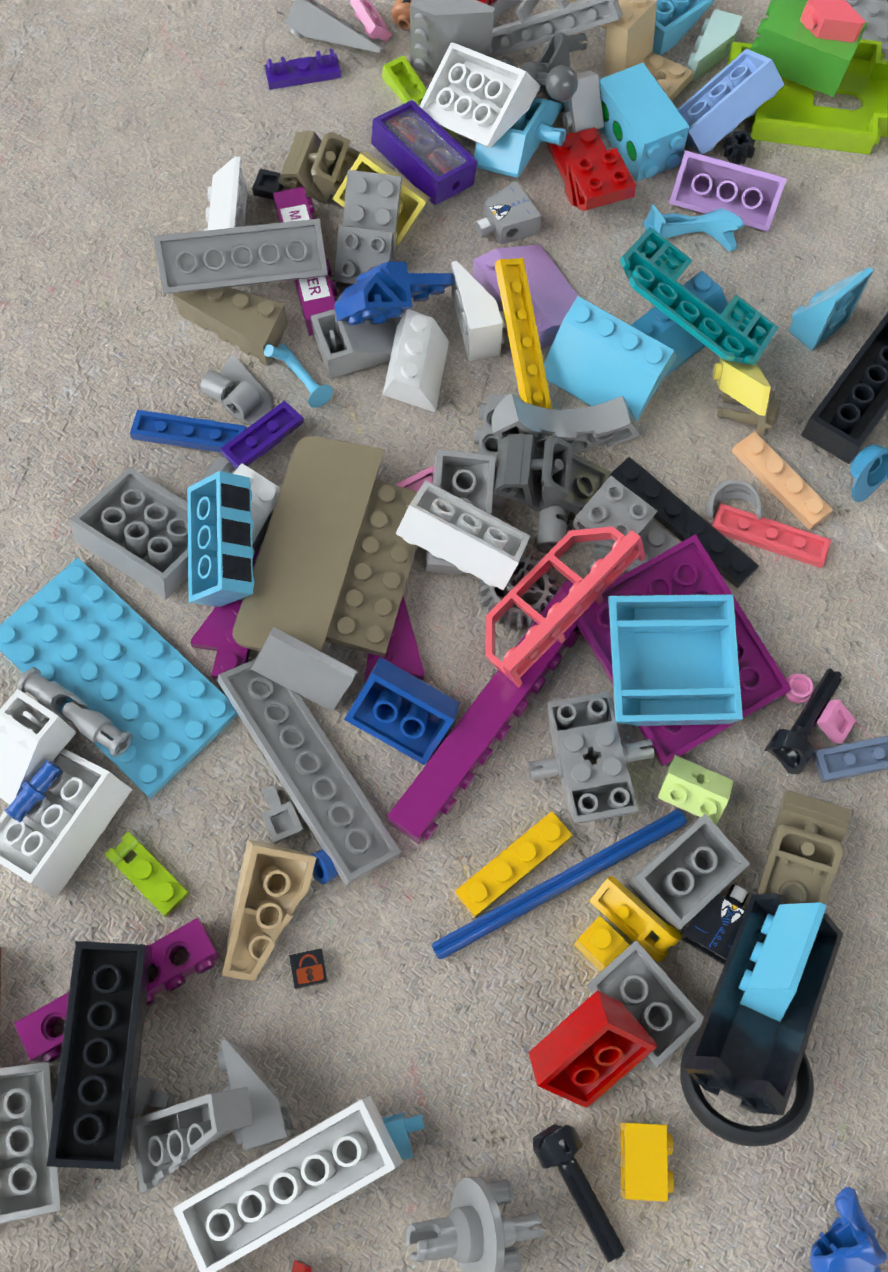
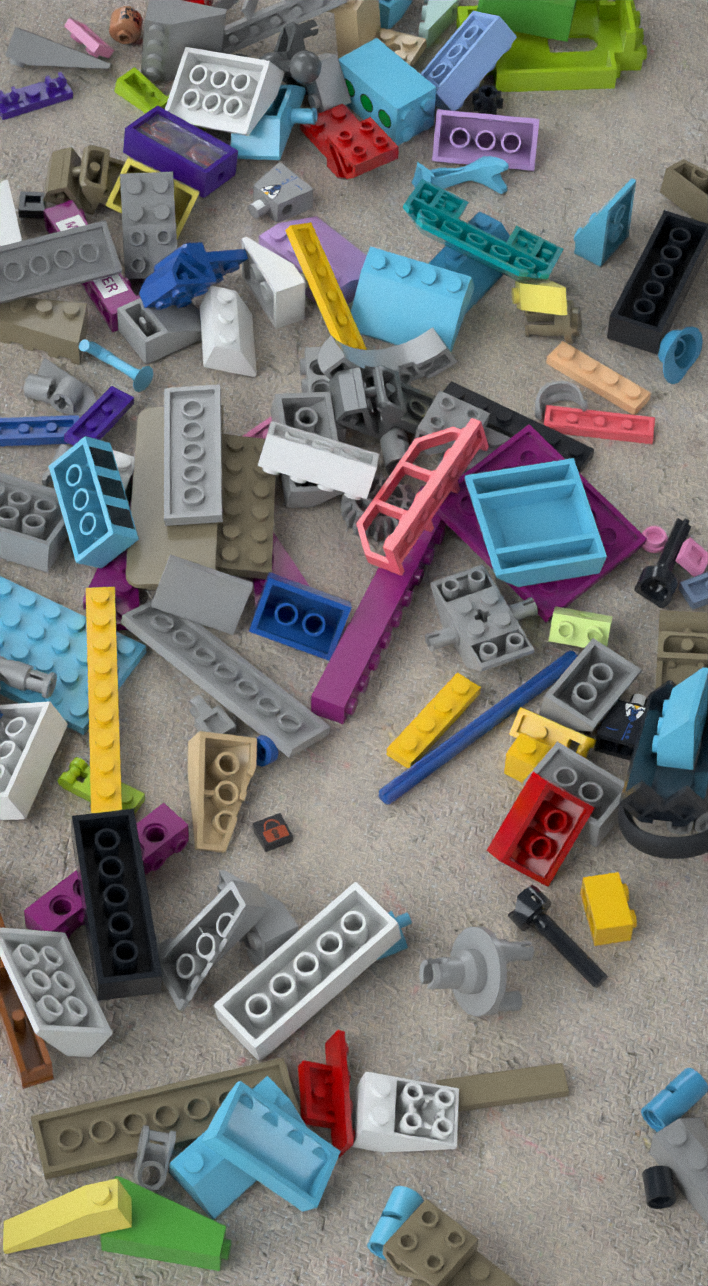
camera: 15 degrees left, 15 degrees down
(168, 791) = (103, 700): none -> yellow plate
(334, 505) = (192, 455): none -> light grey plate

